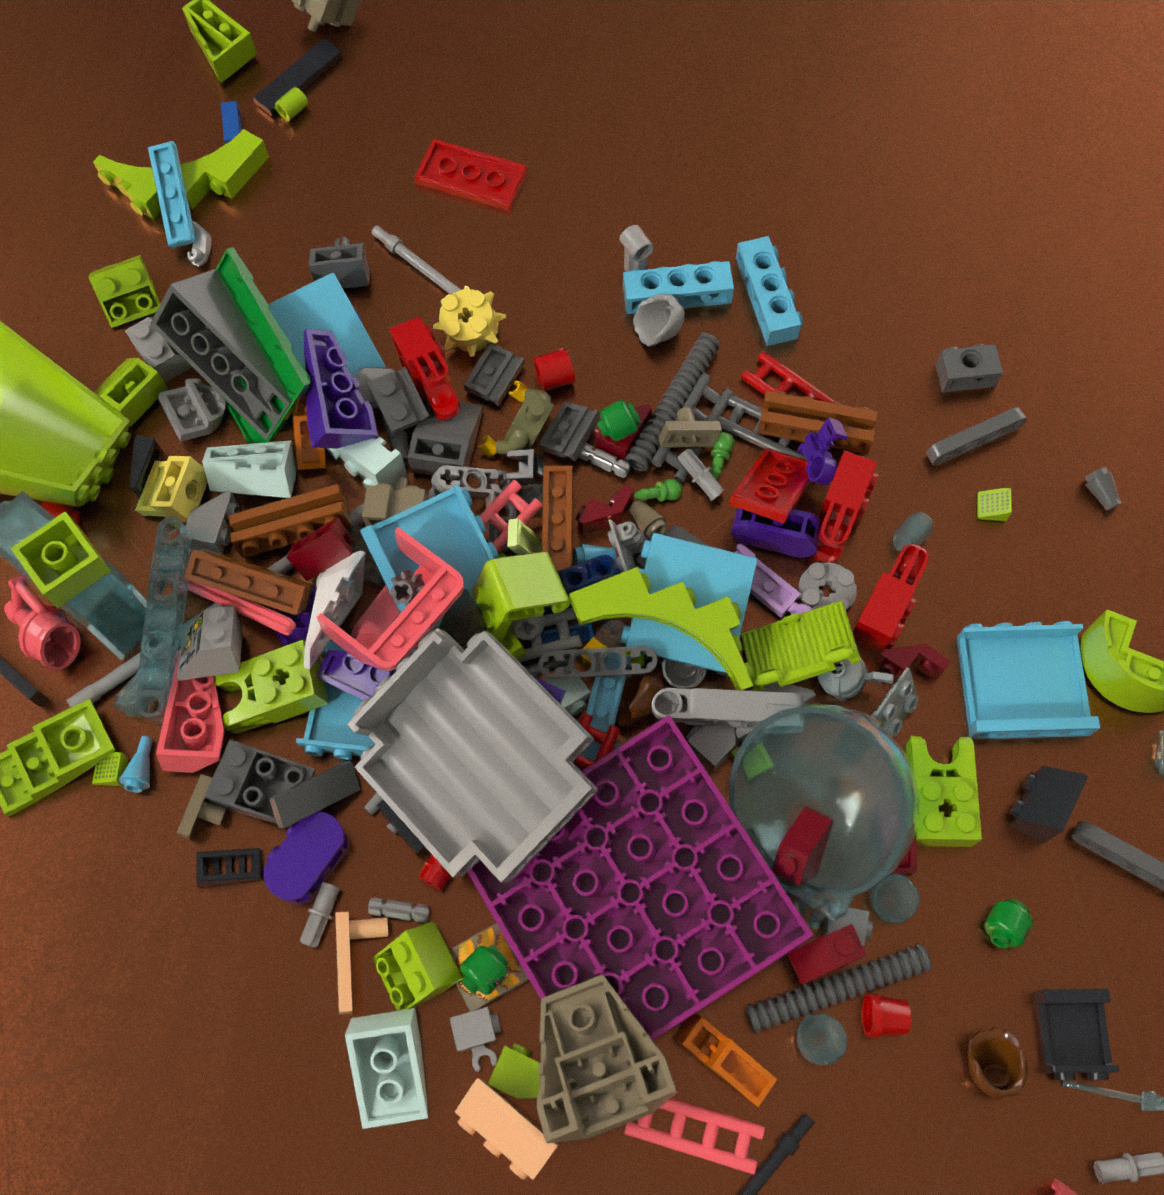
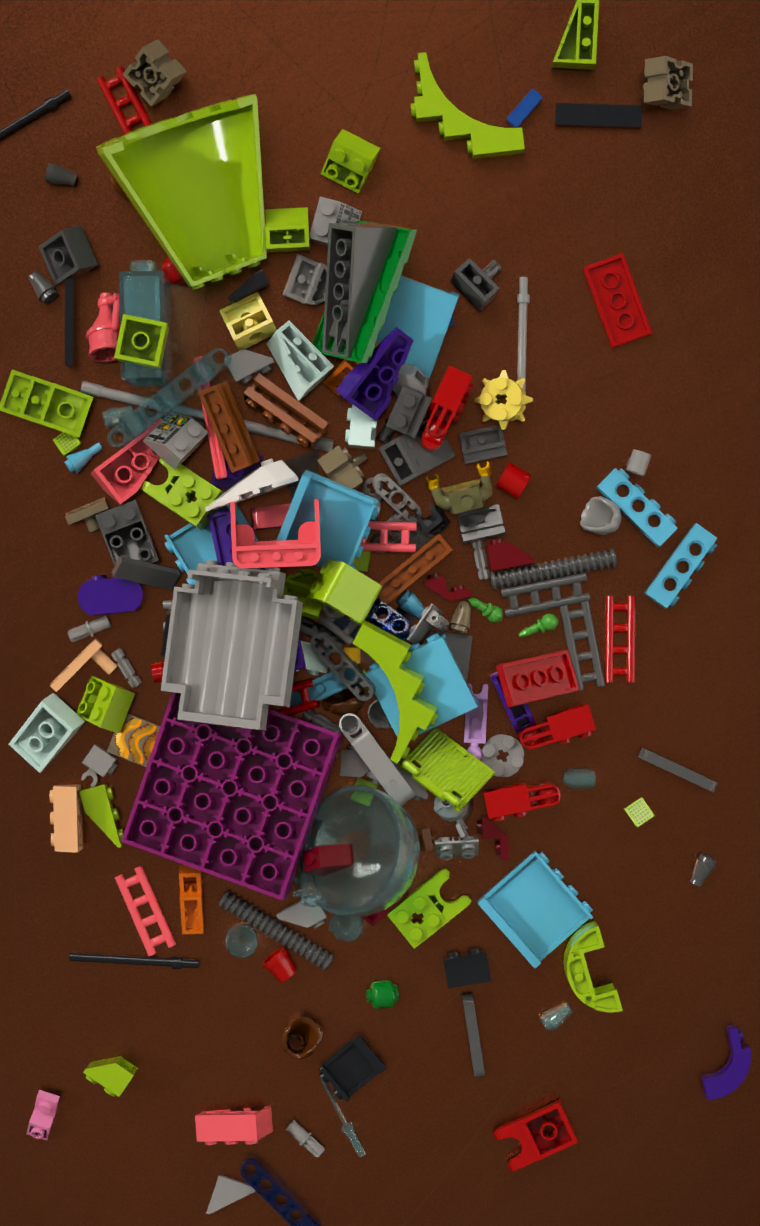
camera: 50 degrees right, 20 degrees up
(172, 194) = (436, 130): medium azure tile -> none
(202, 246) = (422, 175): light grey arm -> none
(203, 857) = (85, 570): black slope -> none
(291, 104) = (572, 134): lime piece -> none
(321, 549) = (282, 448): dark red hinge -> none
(406, 587) = (292, 530): dark grey gear -> none
(463, 620) = (302, 576): clear smoke wing -> none
(484, 970) = (131, 742): green head -> none
(522, 538) = (384, 562): yellowish green tile -> none
(596, 1064) = (131, 838): dark tan wedge -> none
(618, 420) = (504, 554): green head -> none
(688, 432) = (535, 598): dark tan tile -> none
(700, 474) = (515, 626): light grey axle -> none
(797, 416) = (605, 670): dark orange brick -> none
(821, 464) = (585, 682): dark purple piece -> none
(827, 954) = (283, 913): dark red slope -> none
(956, 376) = (711, 727): dark grey brick -> none

